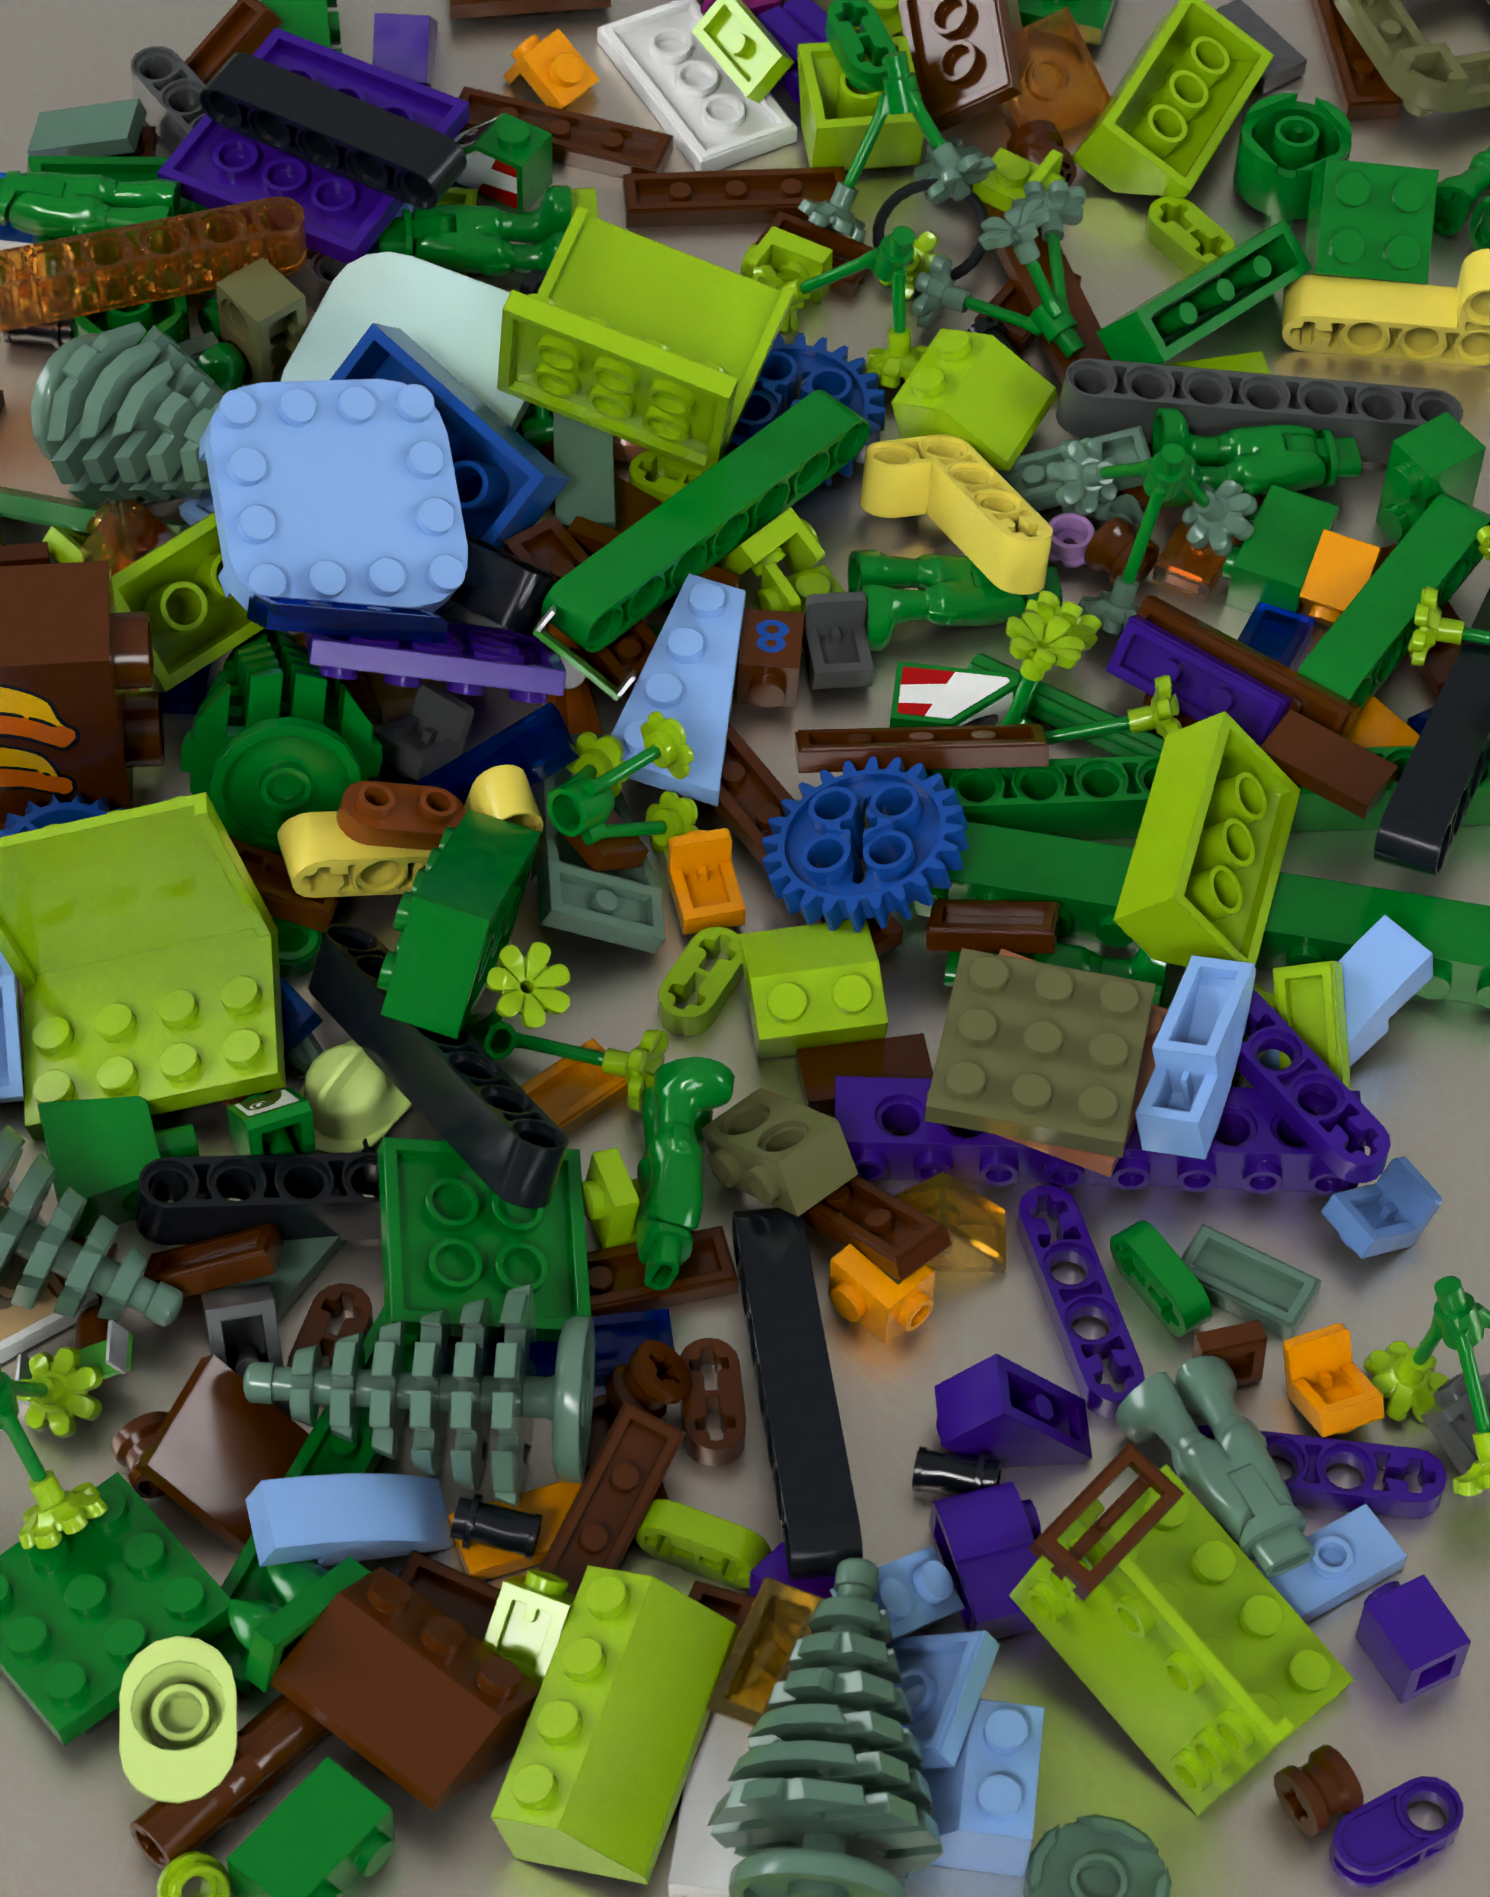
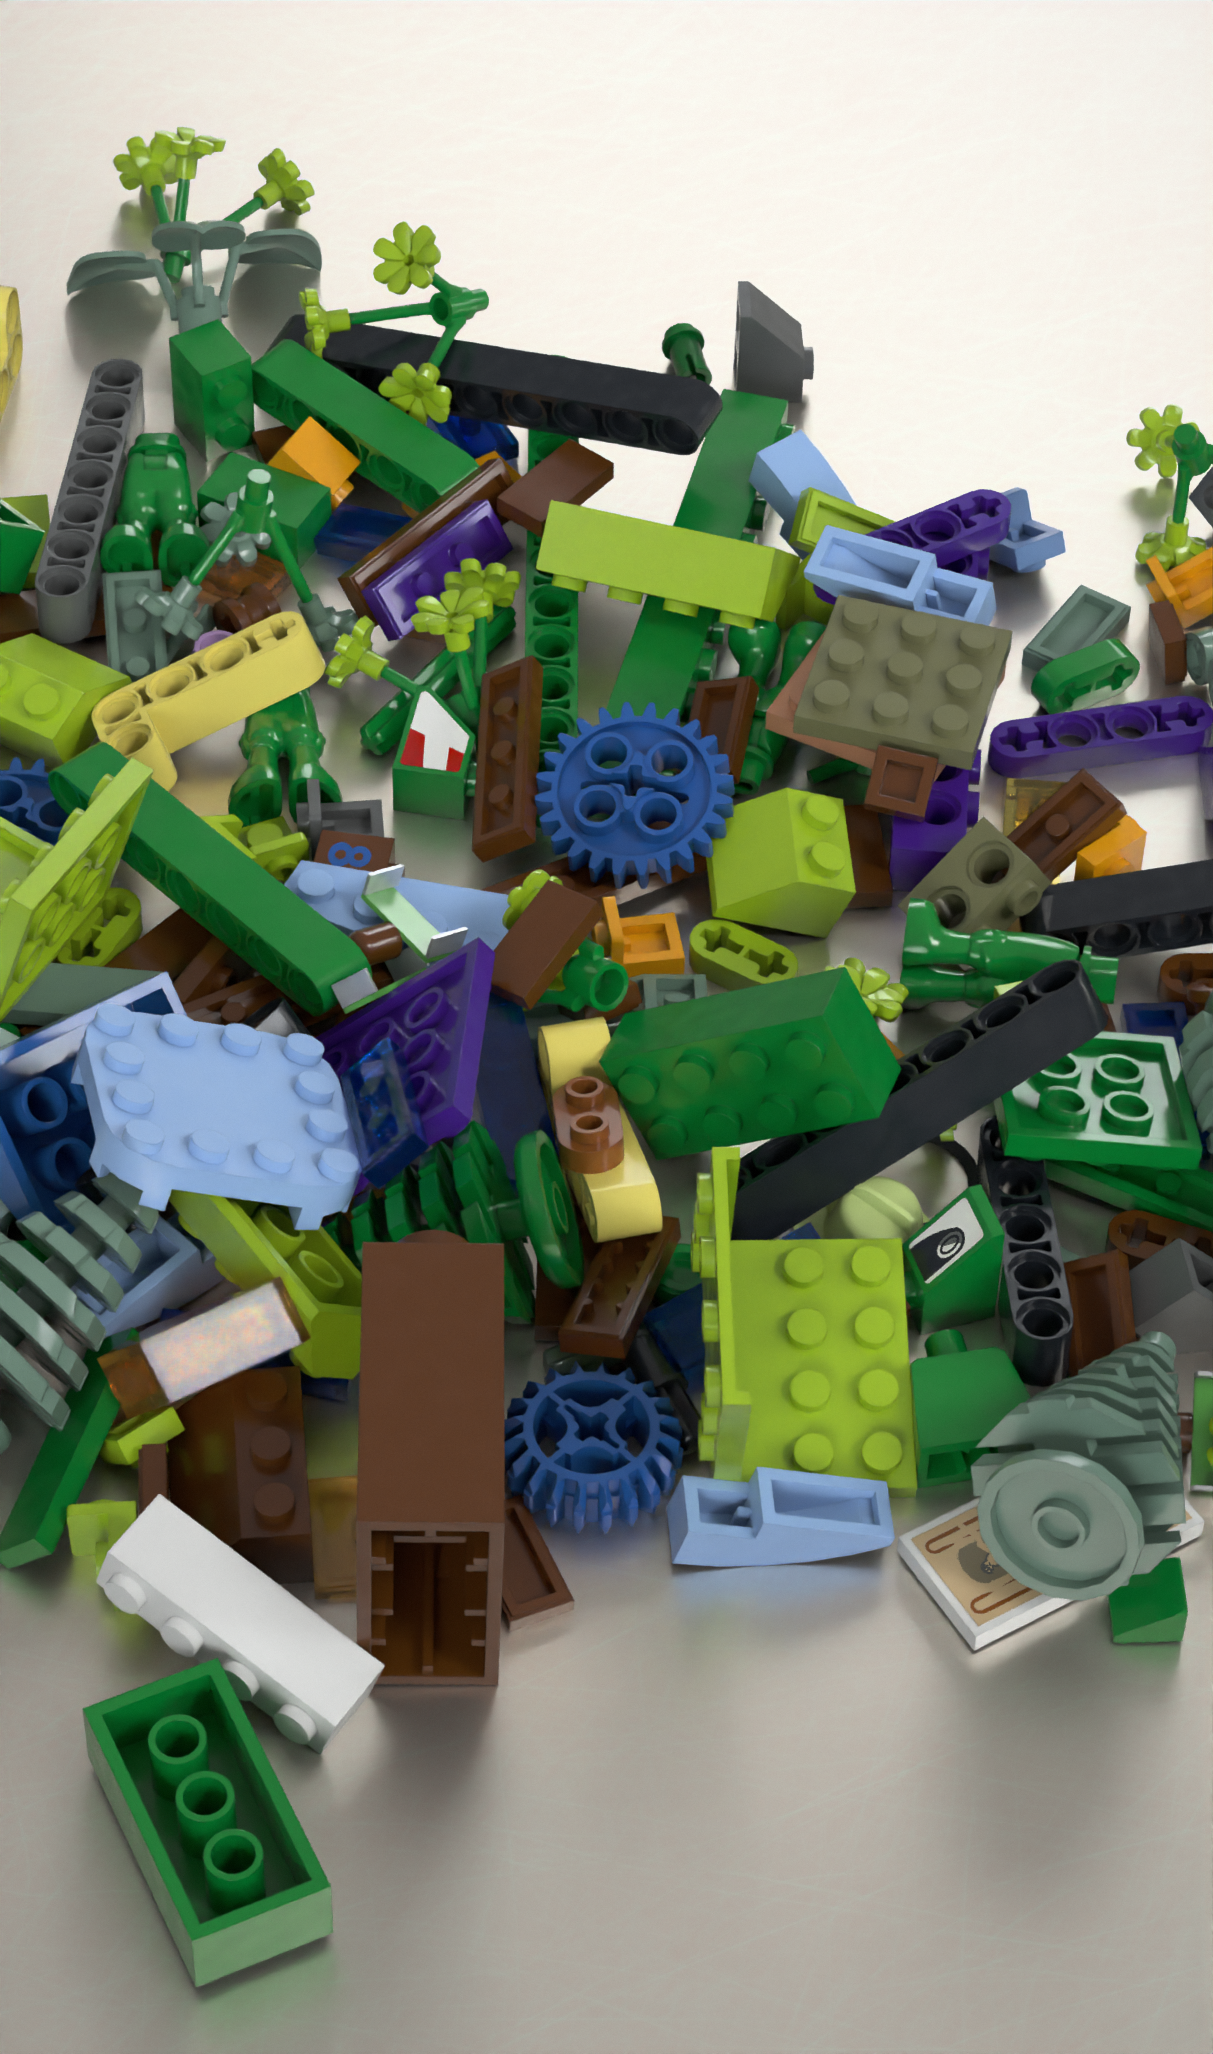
camera: 85 degrees left, 5 degrees down
(596, 741) = (542, 943): none -> reddish brown tile
(648, 665) = (400, 923): none -> piece
(901, 1062) = (900, 783): none -> reddish brown plate

